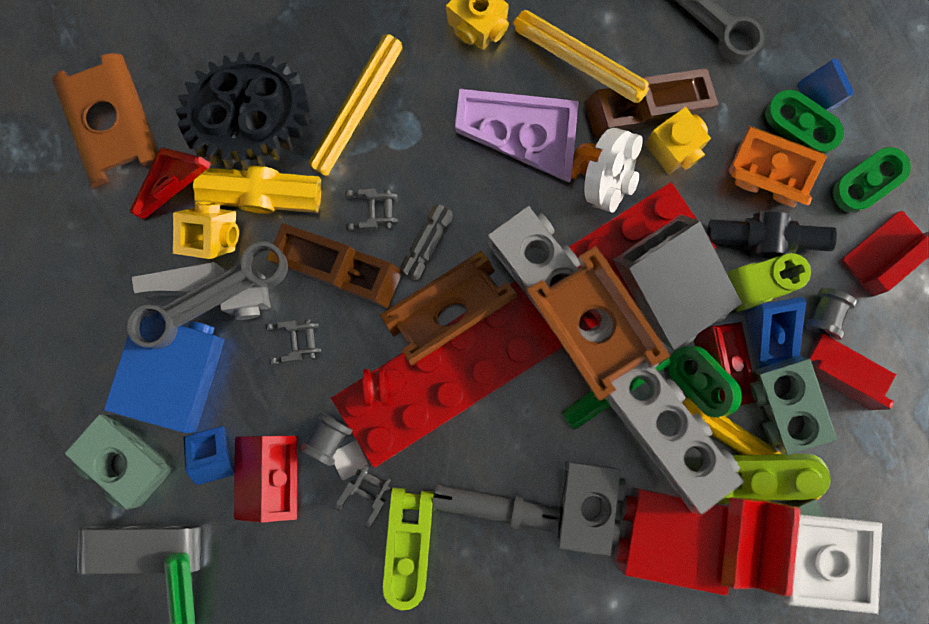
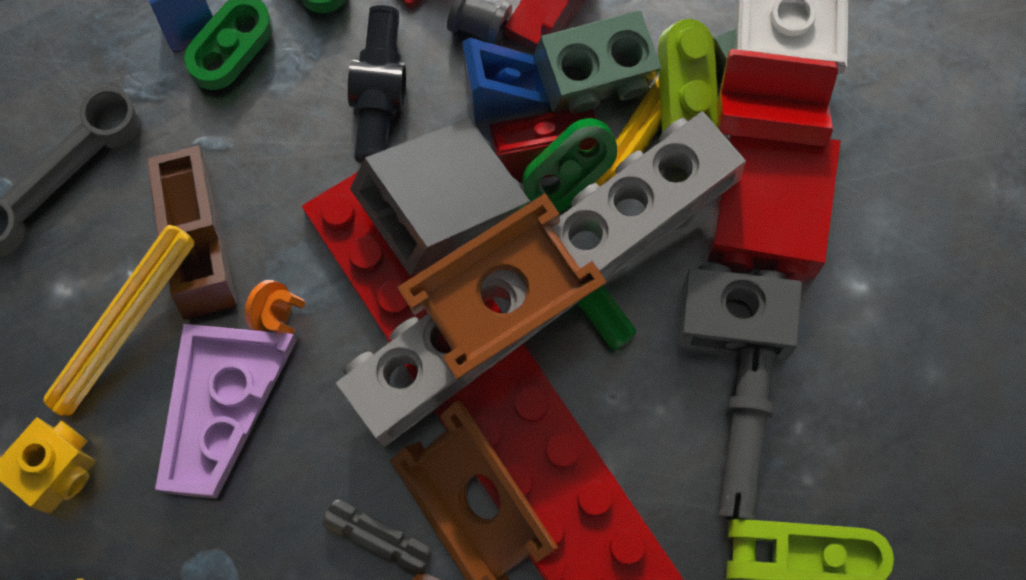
camera: 90 degrees left, 10 degrees down
(614, 172) = (291, 275): white plate -> none
(679, 141) = (248, 193): yellow brick -> none
(762, 281) = (436, 94): lime piece -> none
(776, 166) = (285, 76): orange bracket -> none

